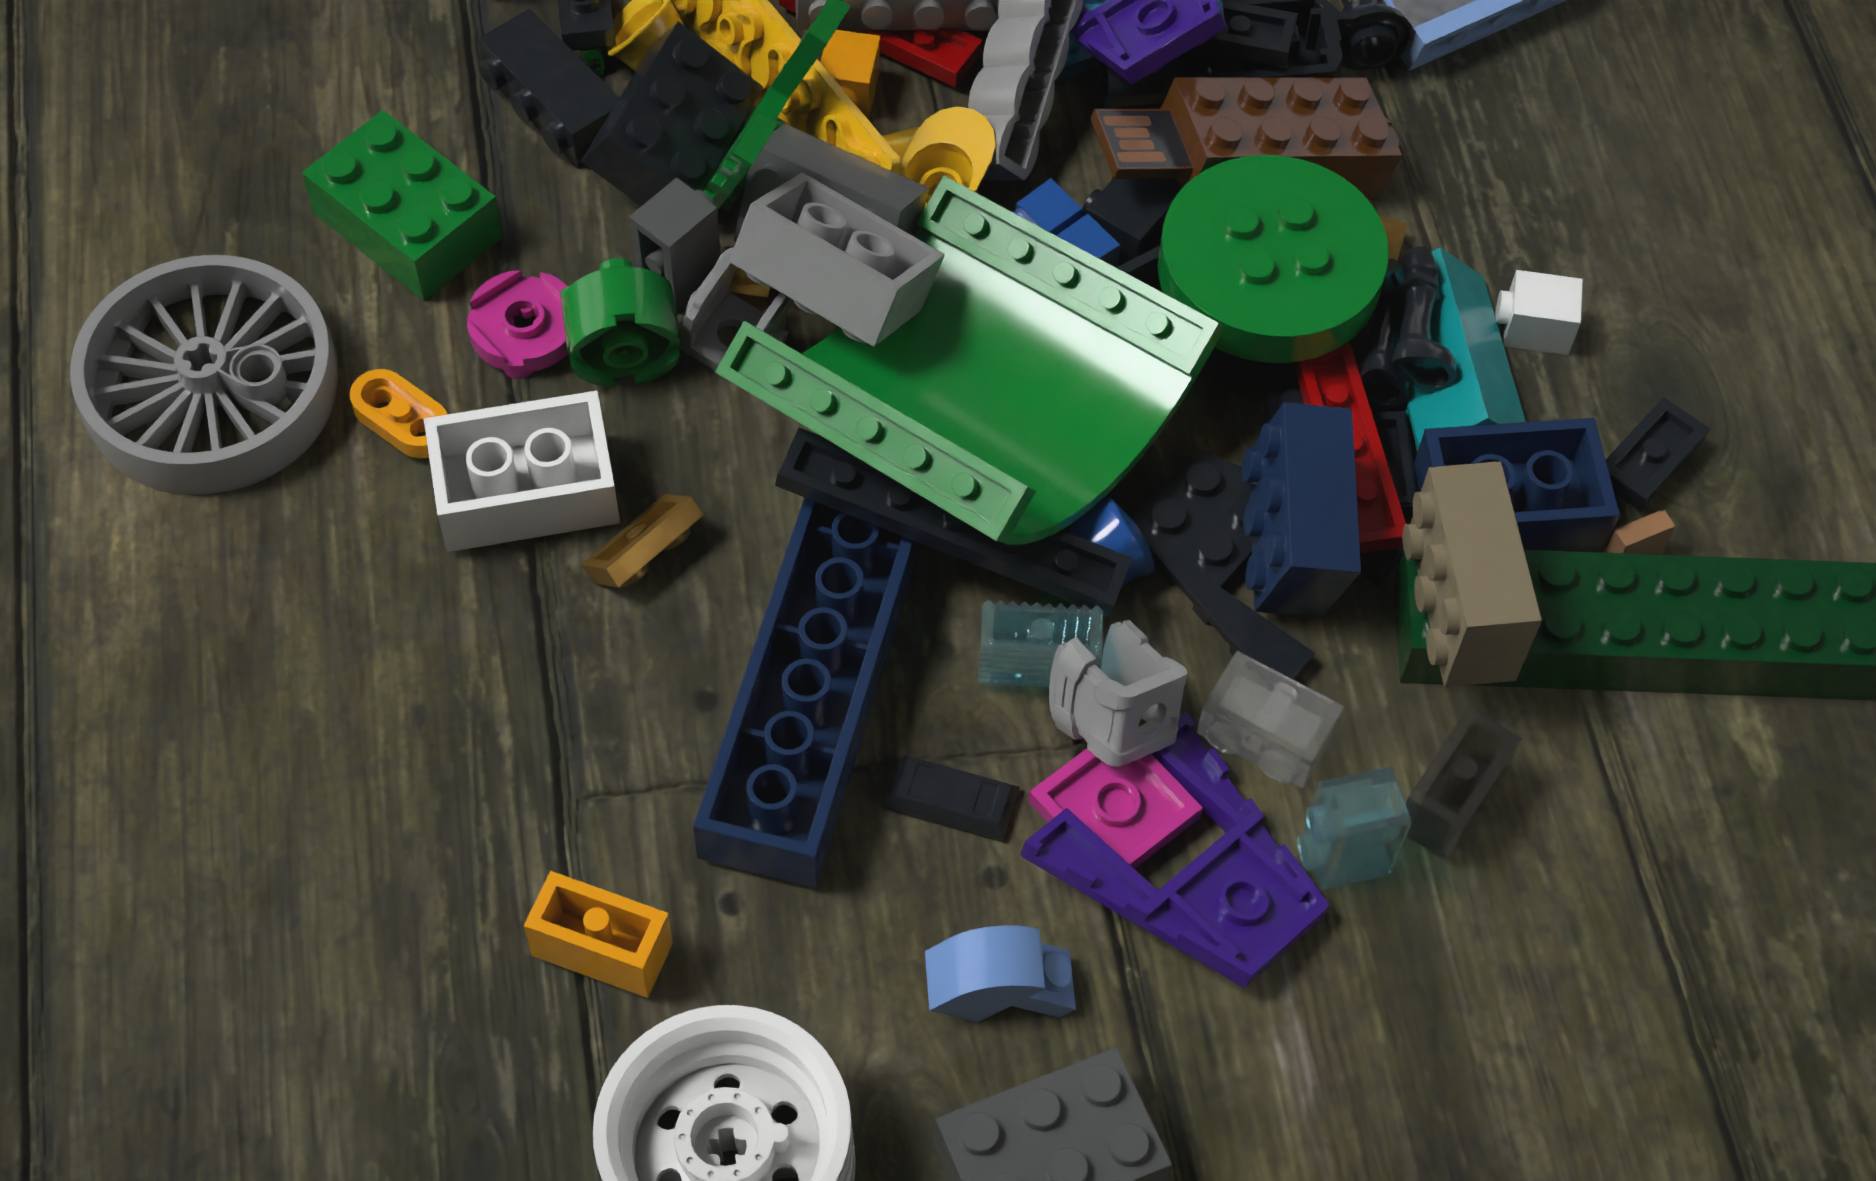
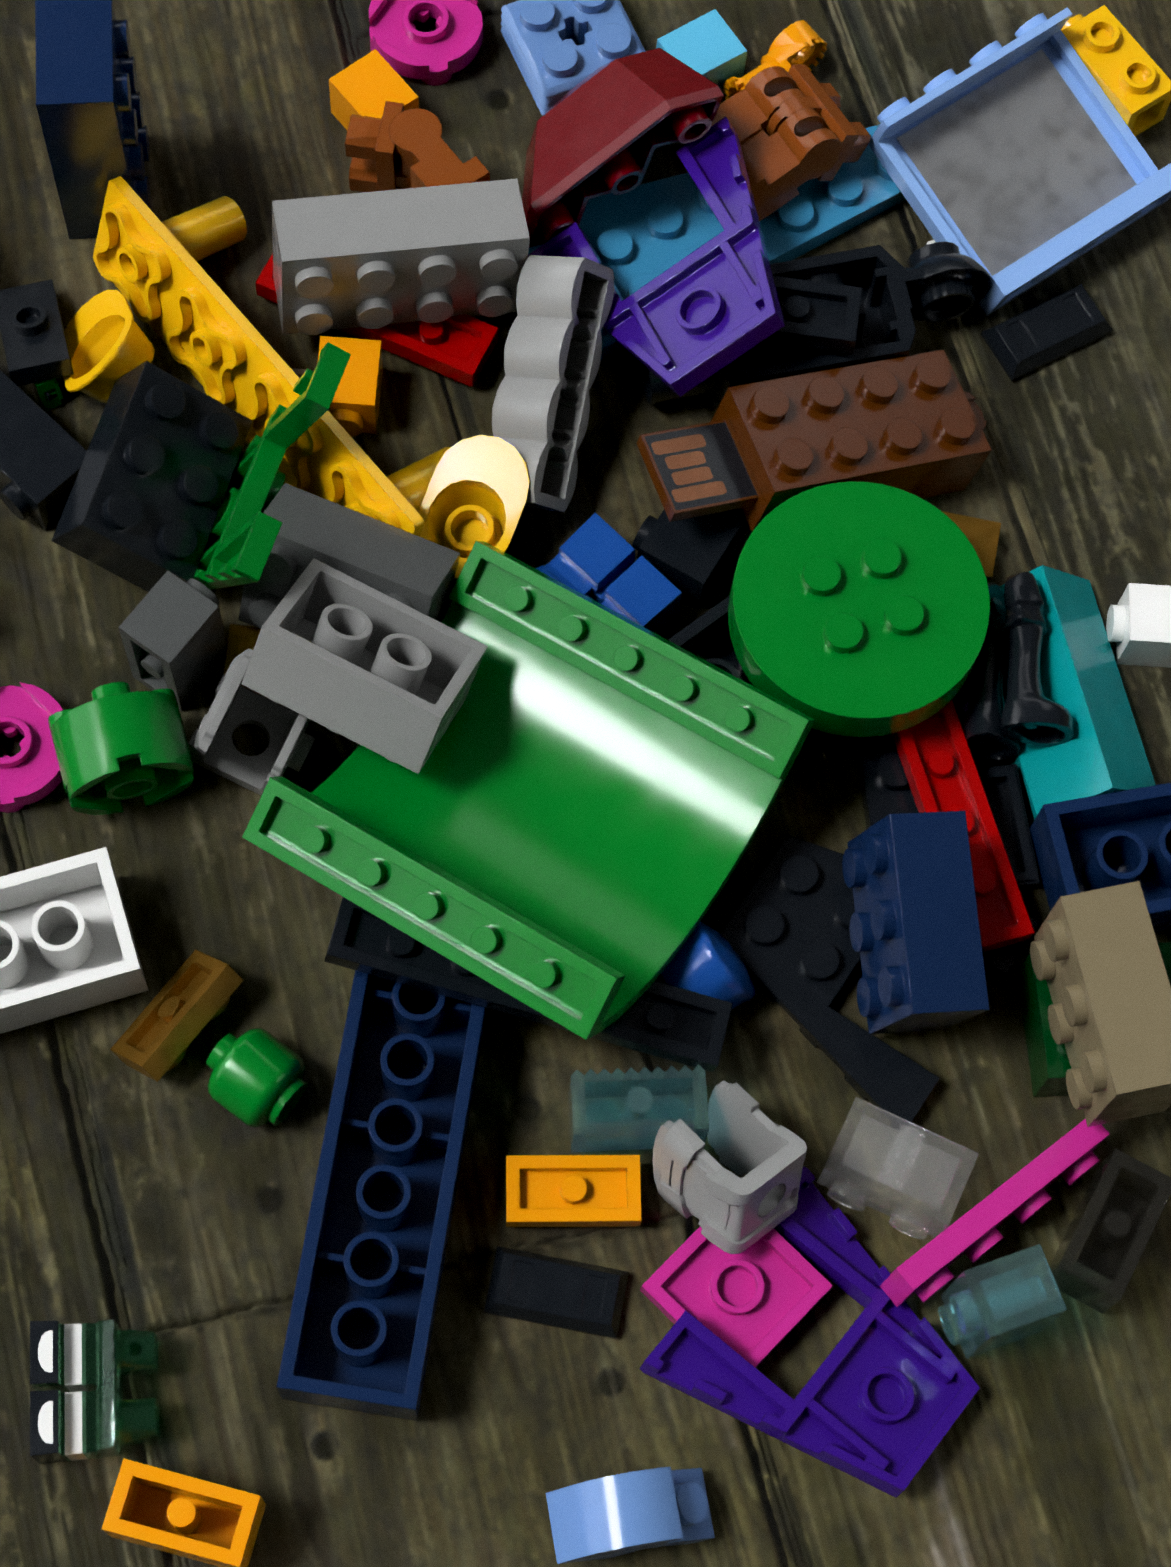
camera: 10 degrees left, 10 degrees up
(518, 829) = (80, 1390): none -> clear green hips
(705, 594) = (256, 1077): none -> green head
(976, 712) = (573, 1190): none -> light orange plate
(1378, 746) = (977, 1229): none -> dark pink plate
(1460, 84) = (1046, 332): none -> black tile

